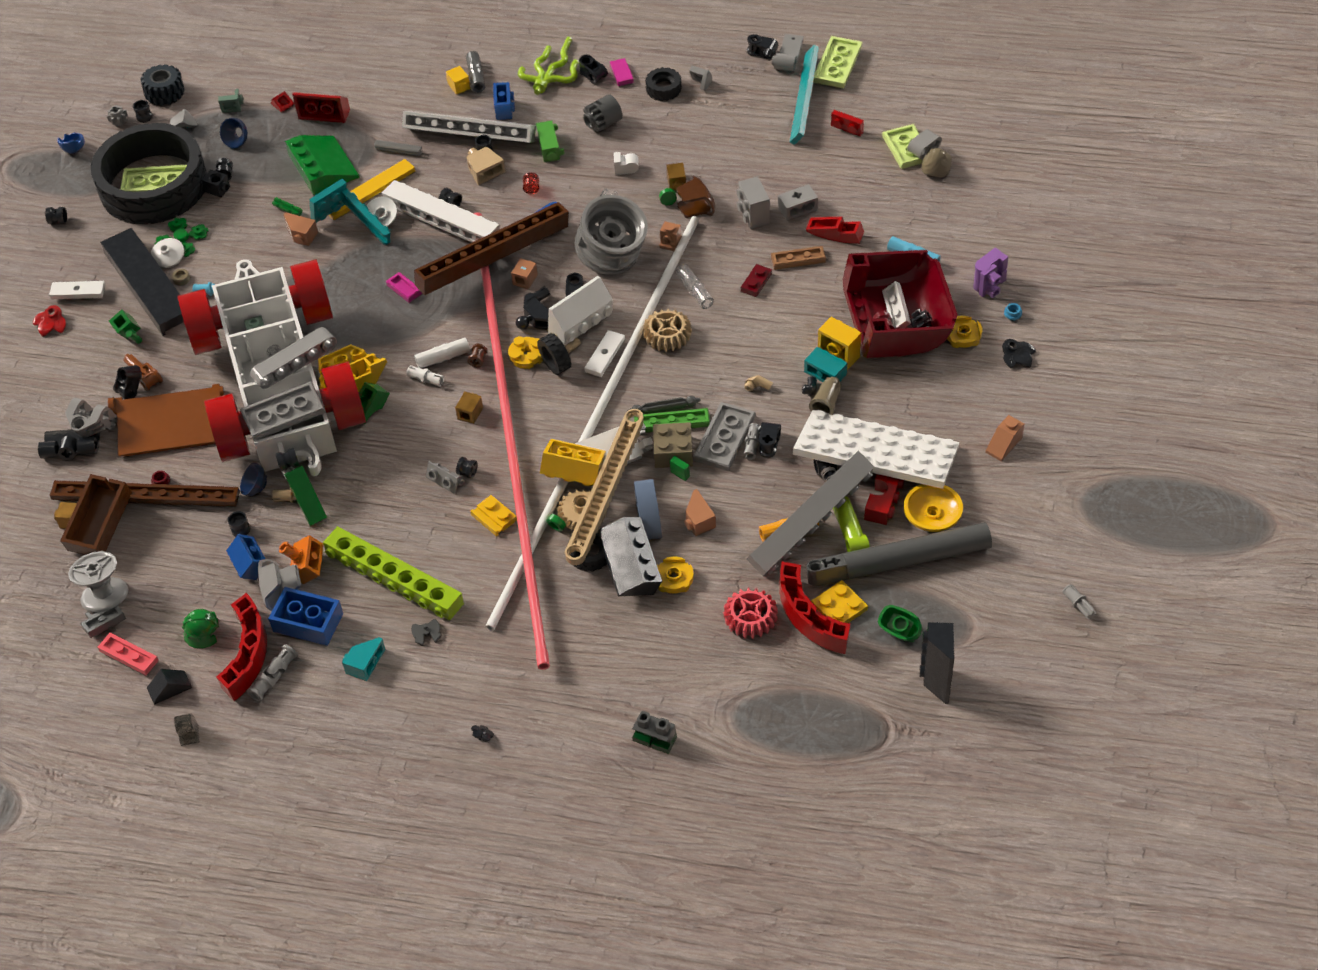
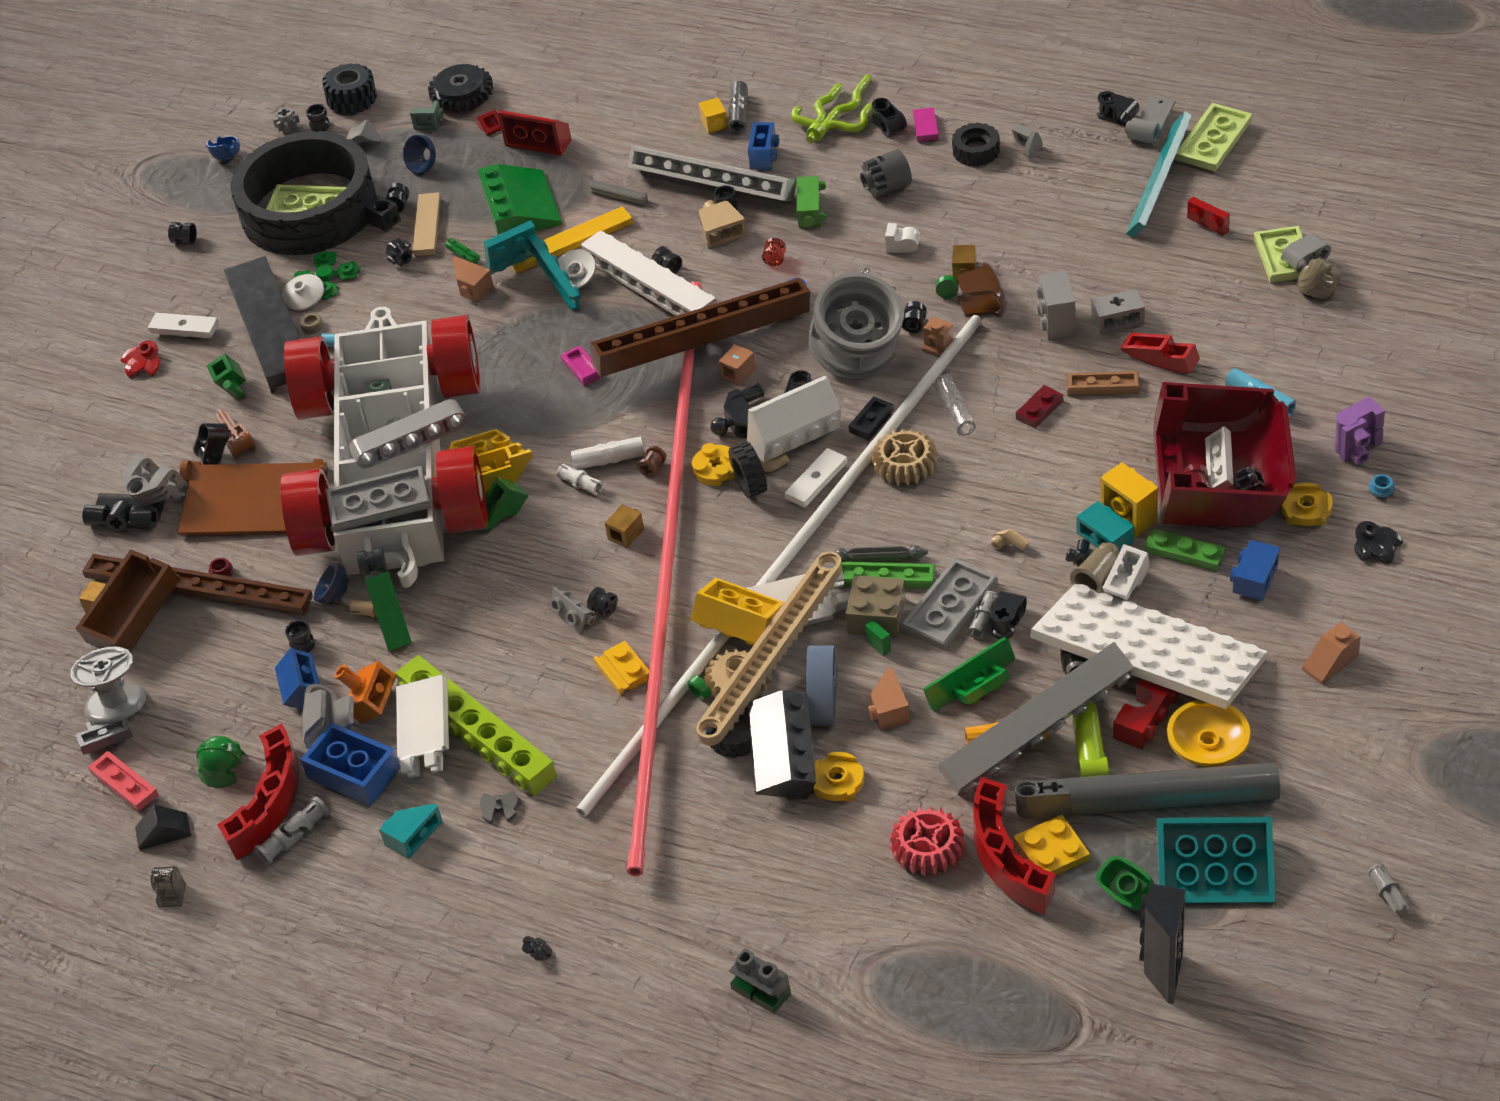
camera: 15 degrees right, 5 degrees down
(237, 213) = (399, 252): none -> black gear
(252, 76) = (461, 87): none -> black gear
(252, 188) = (426, 224): none -> tan tile
(354, 578) = (422, 724): none -> white tile
(634, 303) = (871, 418): none -> black plate
(651, 218) = (914, 317): none -> black wheel
(755, 489) = (973, 677): none -> green bracket
(849, 397) = (1127, 572): none -> white arch
(884, 375) = (1184, 549): none -> bright green plate
(939, 384) = (1255, 569): none -> blue brick
(958, 596) = (1217, 858): none -> teal slope

